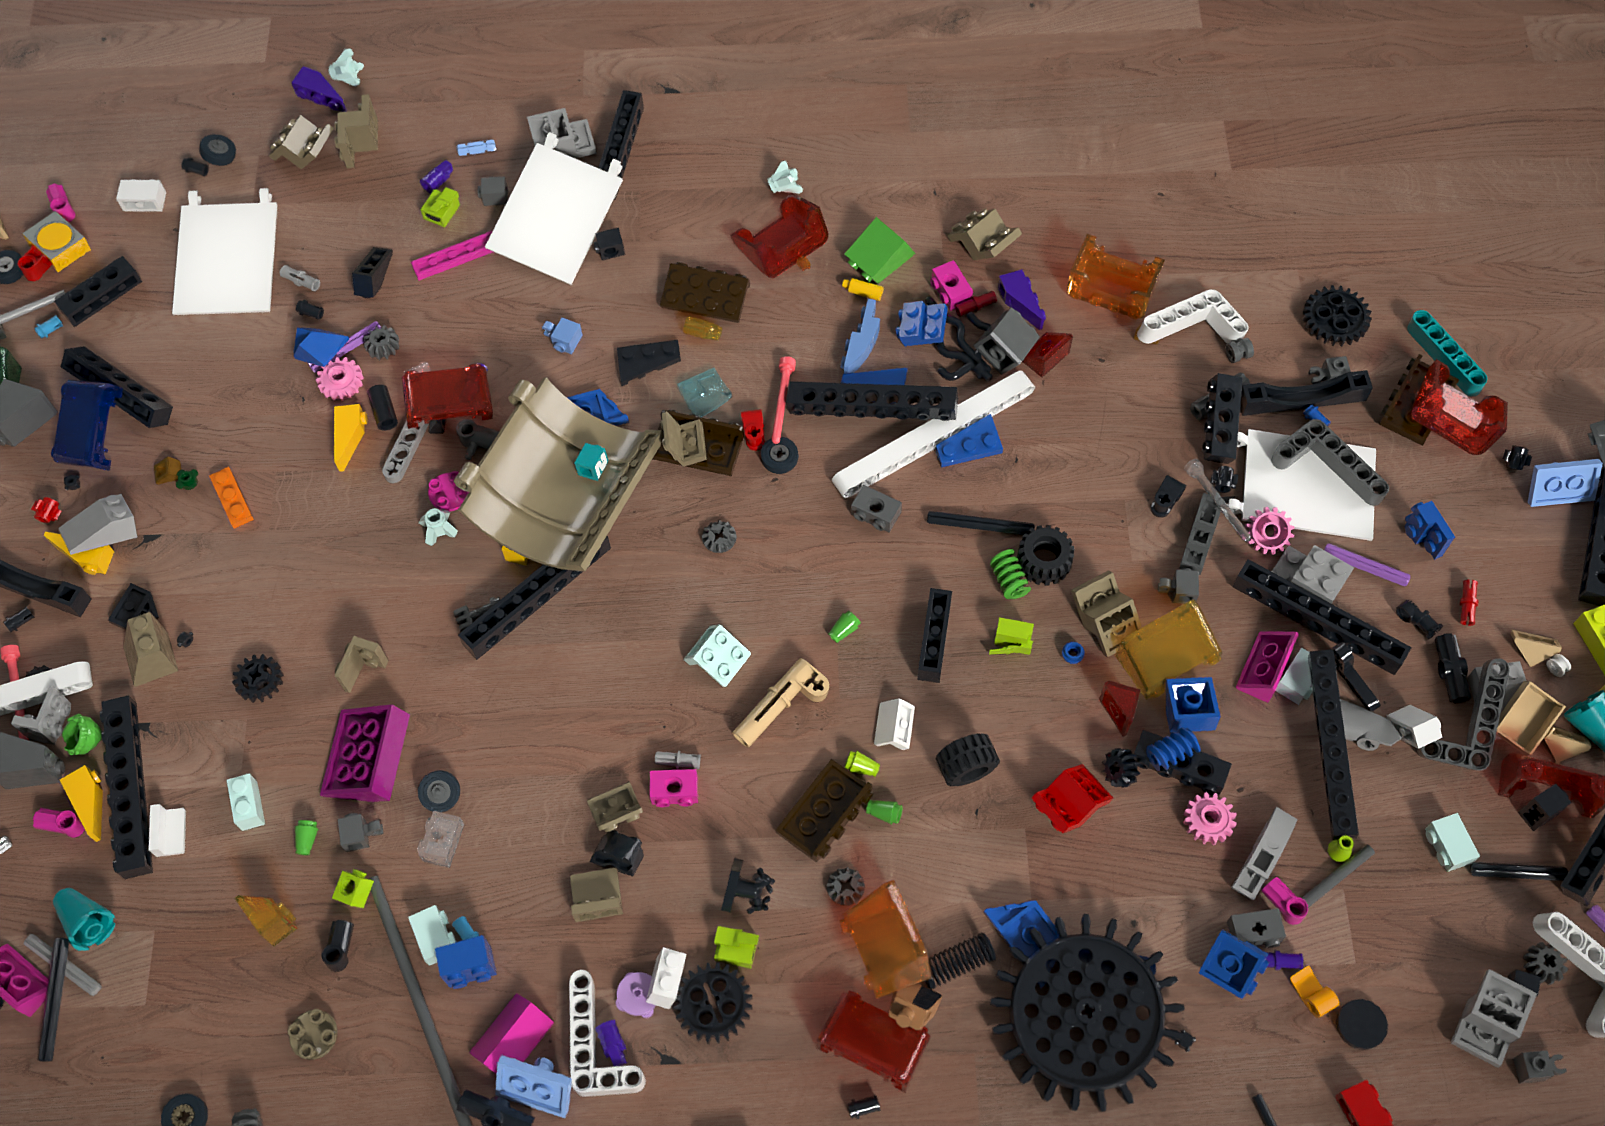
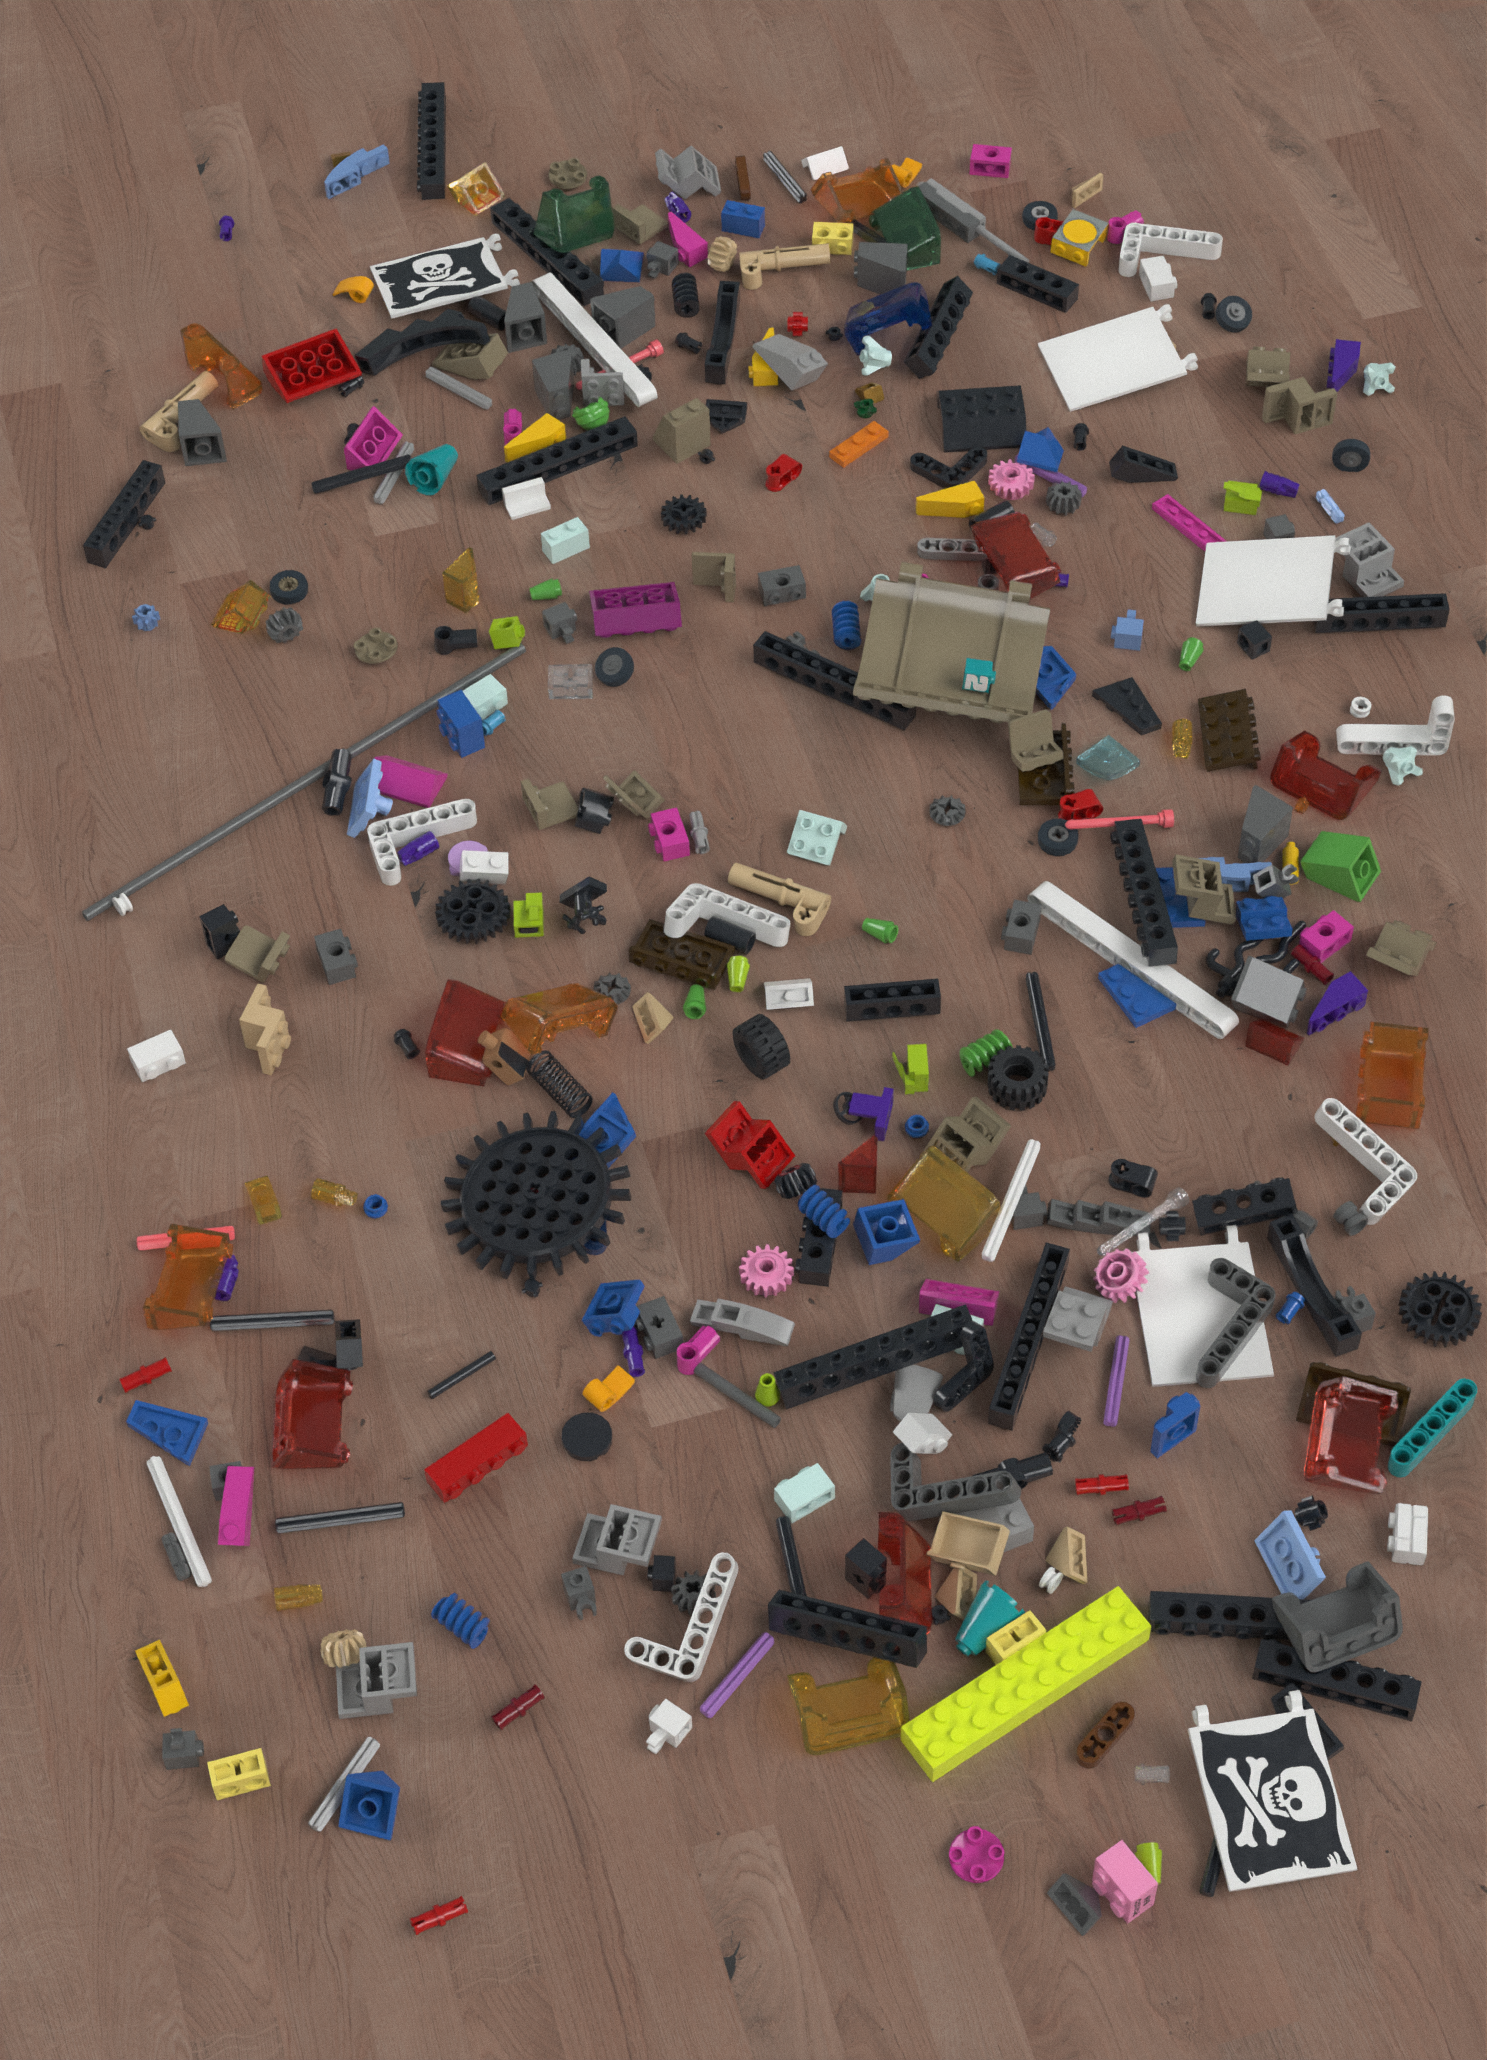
camera: 75 degrees right, 10 degrees down
(85, 189) = (1165, 241): none -> white beam
(126, 453) = (874, 356): none -> light aqua rock
(241, 574) = (782, 472): none -> red piece
(247, 380) = (982, 418): none -> black slope
(306, 429) = (924, 464): none -> black beam
(309, 282) = (1113, 419): light grey pin -> none
(388, 598) = (781, 585): none -> dark grey brick
(431, 112) = (1351, 455): none -> black wheel
(467, 565) = (846, 625): none -> blue piece
(606, 296) = (1191, 651): none -> bright green cone
(709, 186) = (1360, 713): none -> white bush
(759, 167) = (1377, 738): none -> white beam
(791, 758) = (706, 902): none -> white beam
(814, 760) = (730, 934): none -> black pin
(827, 295) = (1264, 826): none -> dark grey slope
(888, 353) = (1204, 889): none -> dark tan bracket
(889, 303) = (1275, 882): none -> dark grey brick
(893, 856) = (651, 1017): none -> tan slope
(1050, 687) = (867, 1106): none -> dark purple piece
(1185, 592) = (1011, 1200): none -> white axle
(1497, 581) = (1139, 1510): none -> dark red pin
(1542, 397) = (1409, 1534): none -> white brick
(1579, 761) = (940, 1615): none -> black piece

